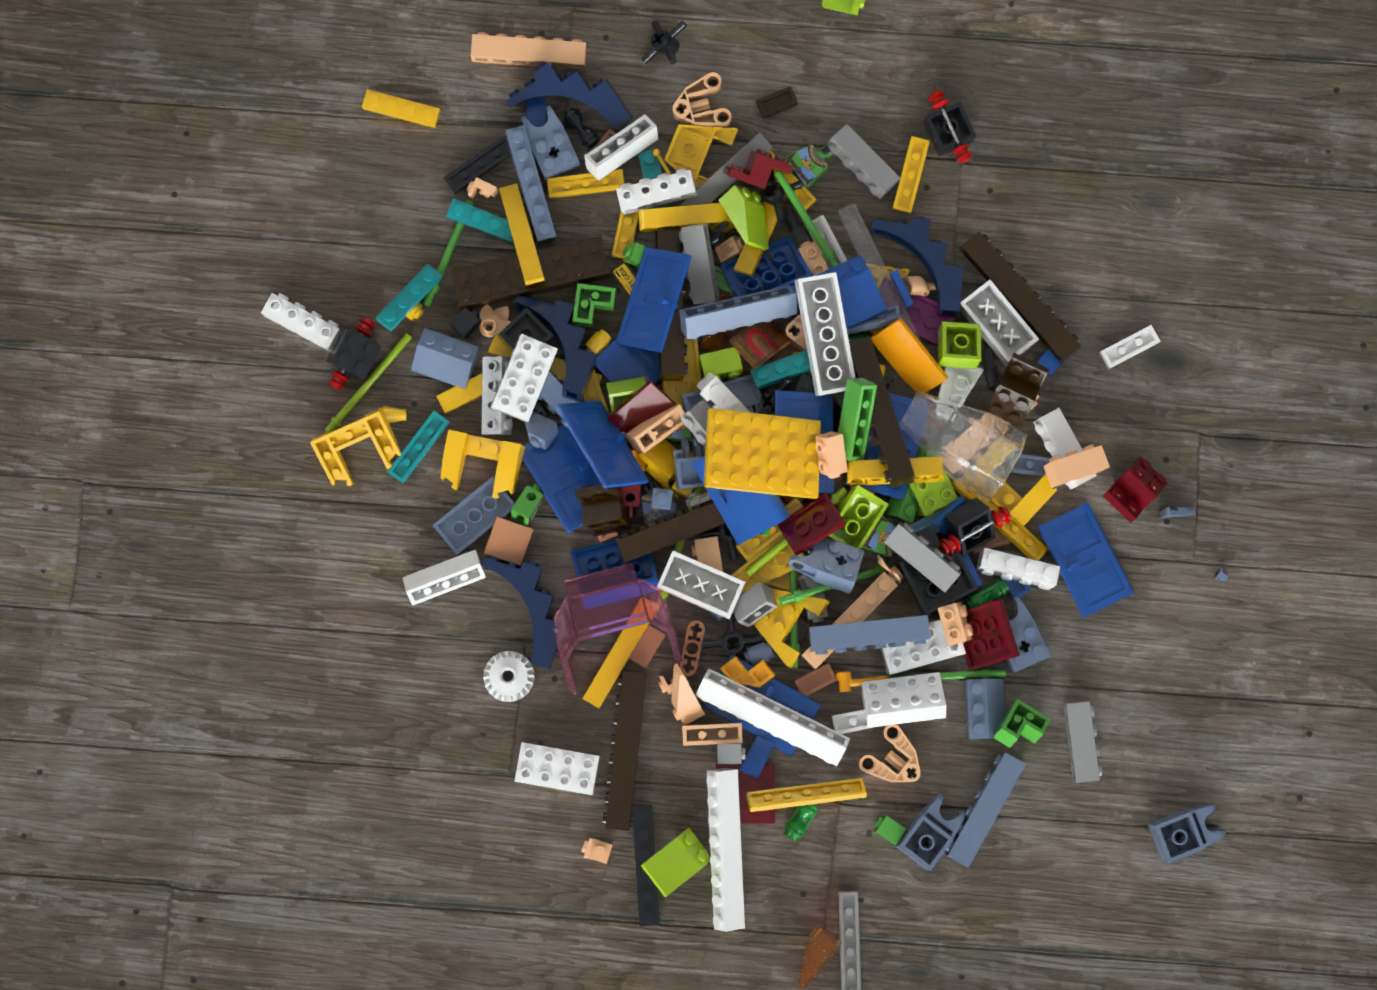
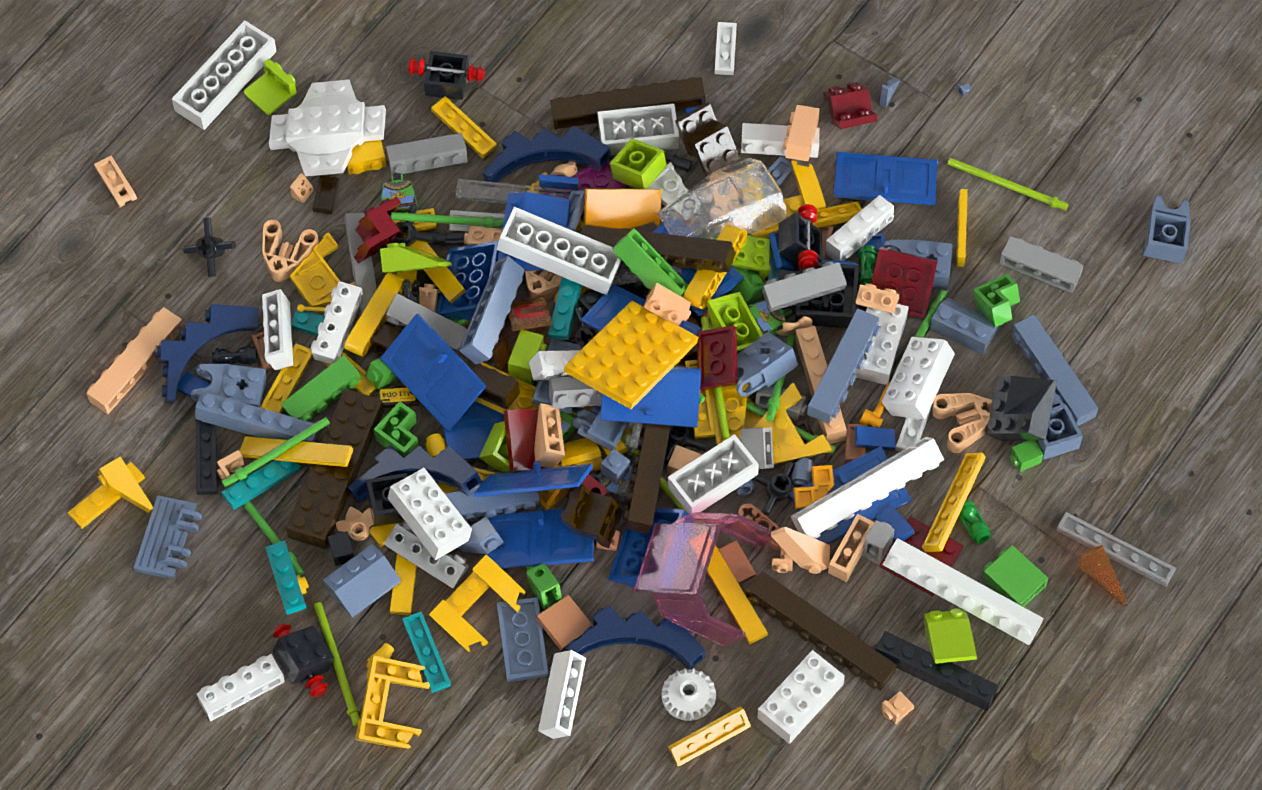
camera: 60 degrees left, 20 degrees down
(392, 178) = (165, 538): none -> sand blue hinge
(412, 112) = (121, 482): none -> yellow slope
(479, 203) = (241, 473): none -> bright green bar
(480, 715) = (709, 736): none -> yellow plate
(590, 218) = (322, 390): none -> bright green brick
(768, 80) = (301, 188): none -> light nougat slope
(769, 882) = (1014, 576): none -> bright green brick
(828, 694) = (874, 437): none -> blue tile
(830, 111) = (367, 157): none -> yellow brick
(836, 63) = (327, 127): none -> white plate
(922, 805) = (1021, 408): none -> black slope
(1076, 653) = (961, 228): none -> yellow tile
(1147, 668) = (1054, 202): none -> lime bar

